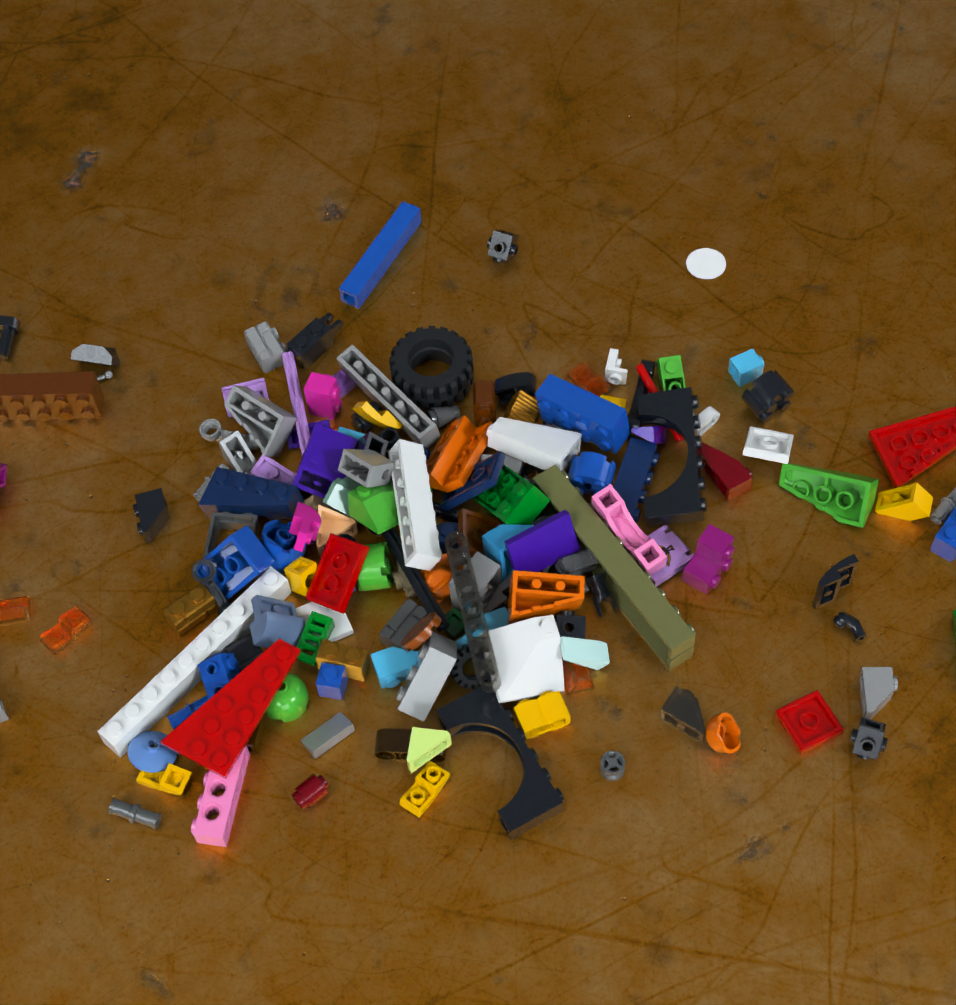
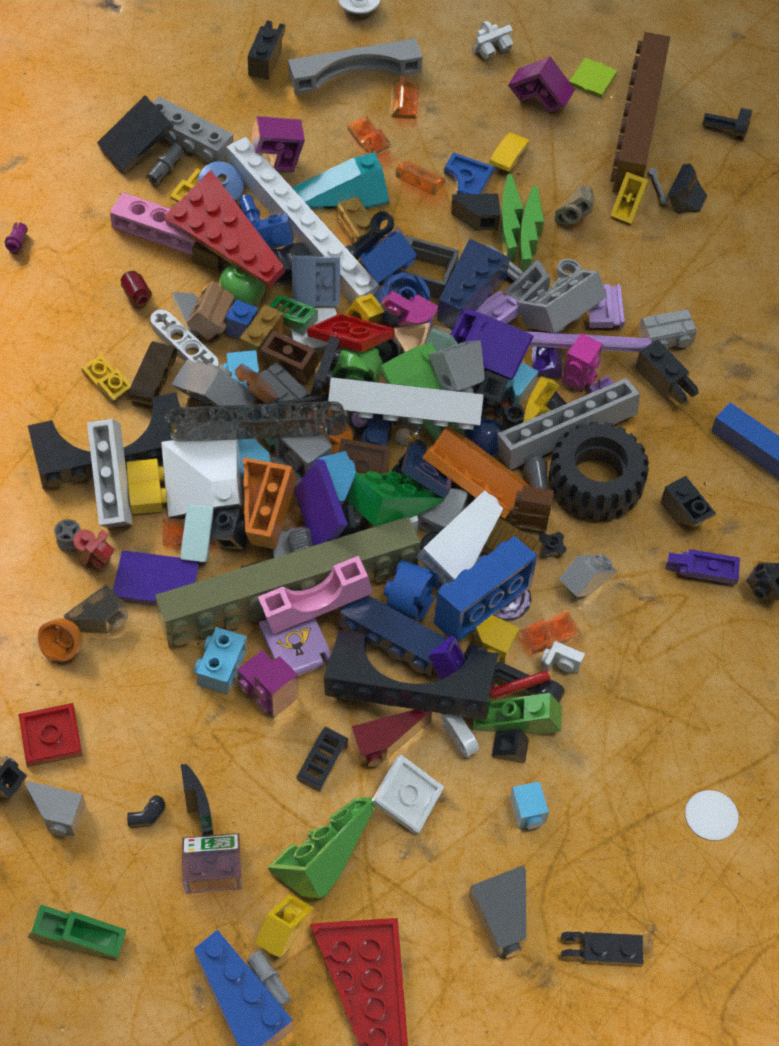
camera: 95 degrees right, 0 degrees up
(68, 503) = (508, 151): none -> yellow slope
(85, 802) = (195, 133): none -> light grey brick
(100, 693) = (280, 139): none -> magenta brick
(102, 533) = (468, 174): none -> blue tile
(104, 848) = (135, 134): none -> black tile
(112, 574) = (419, 177): none -> clear orange slope
(116, 396) = (630, 198): none -> yellow slope
(132, 433) = (576, 206): none -> dark tan rock
(139, 632) = (353, 178): none -> teal wedge
(158, 469) = (530, 229): none -> bright green slope
(169, 482) = (510, 218): none -> bright green slope
(264, 934) = (14, 240): none -> magenta pin
(328, 708) = (210, 310): none -> medium nougat brick
(365, 730) = (188, 340): none -> white beam
(368, 624) = (293, 356): none -> reddish brown brick
(386, 584) = (324, 373): none -> black plate
(426, 745) = (137, 368): yellowish green slope -> none
(446, 306) = (686, 503): none -> black slope
(497, 290) = (705, 566): none -> dark purple hinge
(525, 381) = (558, 553): black panel -> none
(531, 360) = (587, 574): none -> light grey slope
(549, 733) = (109, 473): none -> white brick
(627, 729) = (94, 550): none -> red hips
(633, 682) = (145, 575): none -> dark purple tile
(699, 603) = (221, 660): none -> medium azure brick
(700, 389) = (511, 745): none -> black slope
(754, 519) = (333, 738): none -> black slope
(768, 395) = (474, 810): black brick -> none
(834, 368) = (502, 910): none -> dark grey slope
(835, 307) = (604, 948): none -> black hinge
(878, 565) = (211, 863): none -> slope

